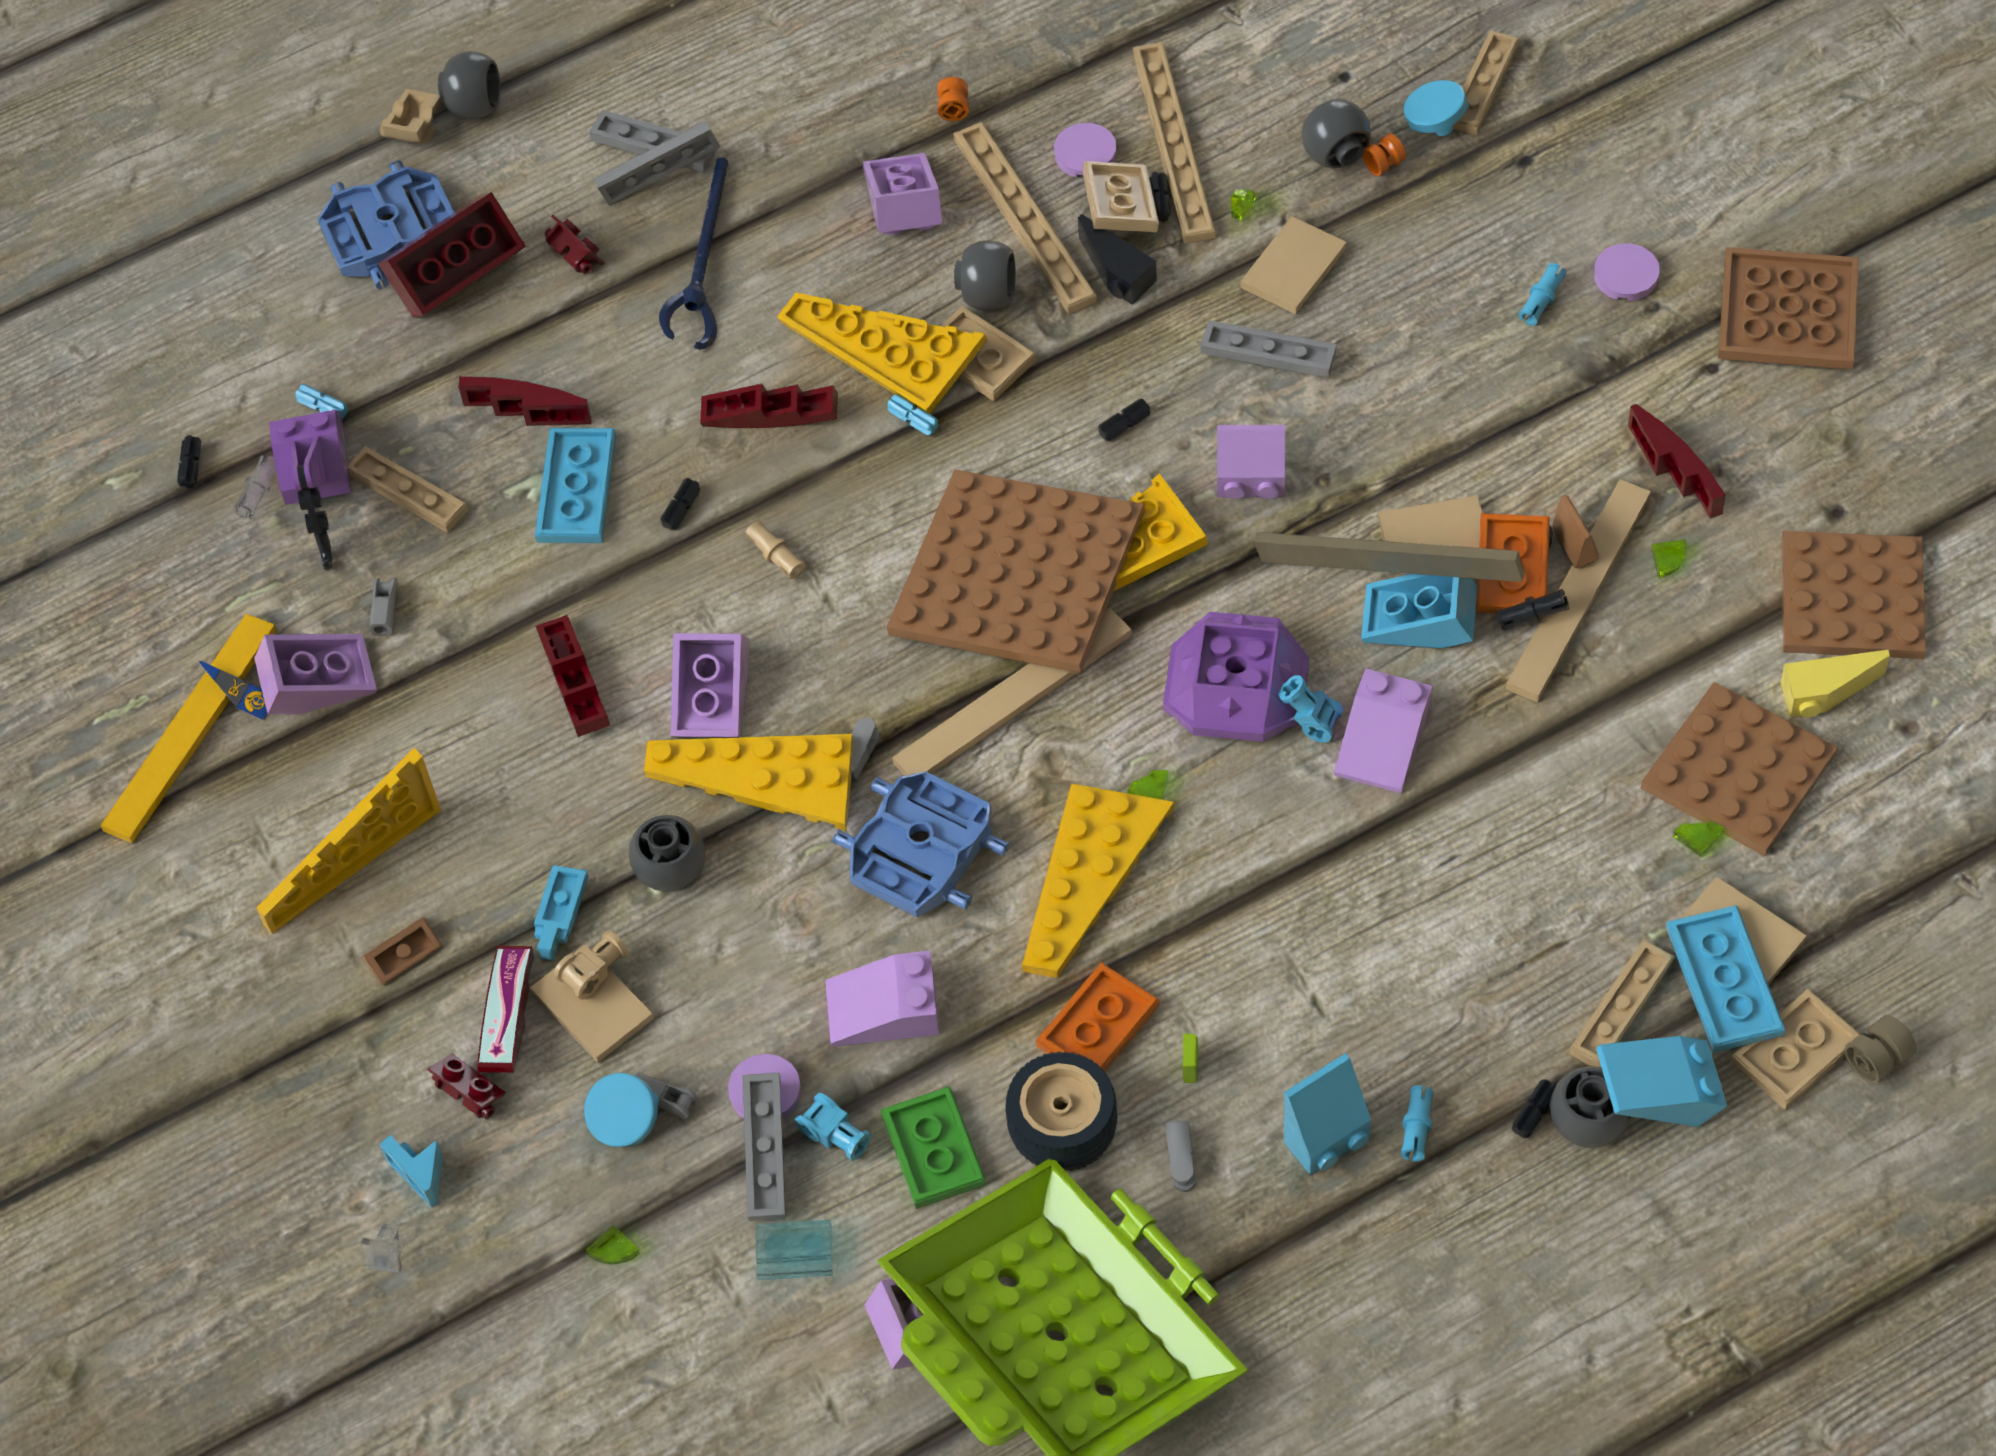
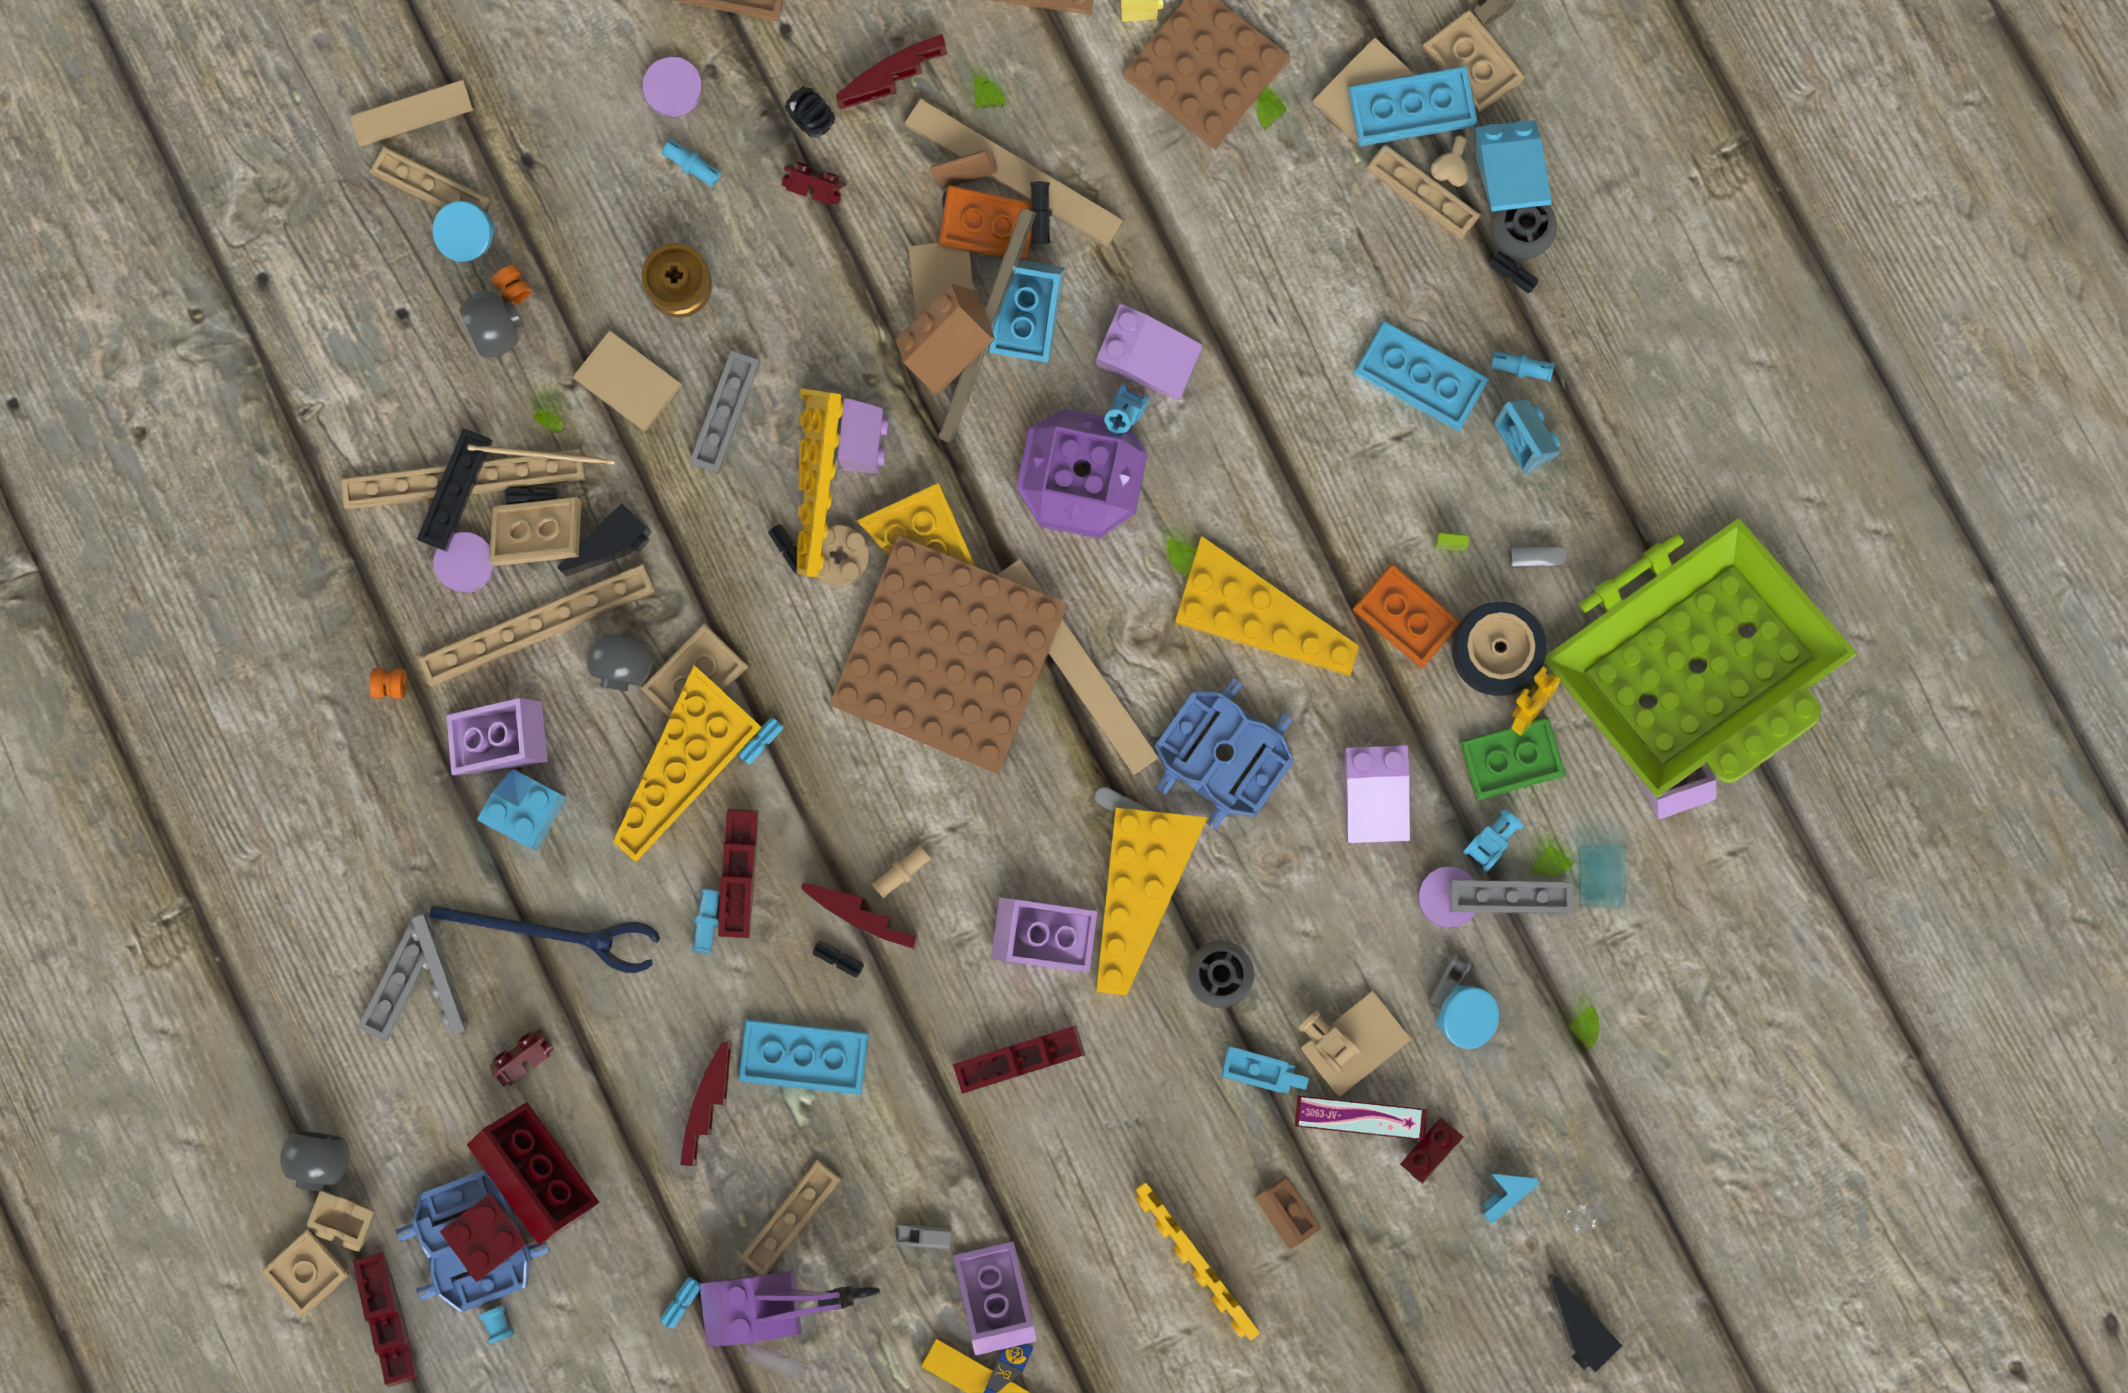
camera: 85 degrees left, 25 degrees up
(256, 1258) = (1583, 1331): none -> black slope
(304, 251) = (496, 1324): none -> medium azure bush
(322, 163) = (385, 1319): none -> dark red slope
(360, 99) = (305, 1272): none -> tan plate
(388, 220) = (484, 1237): none -> dark red plate
(713, 382) = (706, 921): none -> medium azure pin
(728, 509) = (850, 910): none -> dark red slope
(810, 1197) = (1551, 862): none -> clear neon green tile
(826, 218) = (522, 809): none -> medium azure slope
(995, 1155) = (1529, 707): none -> yellow plate
(1116, 450) = (849, 569): none -> tan plate
(1158, 129) = (454, 491): none -> black tile
(1197, 419) = (815, 473): none -> yellow wing
(1203, 201) = (541, 454): none -> tan piece
(1370, 515) = (945, 337): none -> medium nougat slope
(1394, 1017) = (1421, 376): none -> medium azure tile
(1406, 289) = (693, 277): none -> pearl gold wheel
(1541, 393) = (824, 185): none -> dark red hinge
(1560, 59) = (411, 113): none -> tan tile
(1614, 385) = (810, 112): none -> black gear
(1658, 1025) = (1452, 165): none -> tan rock

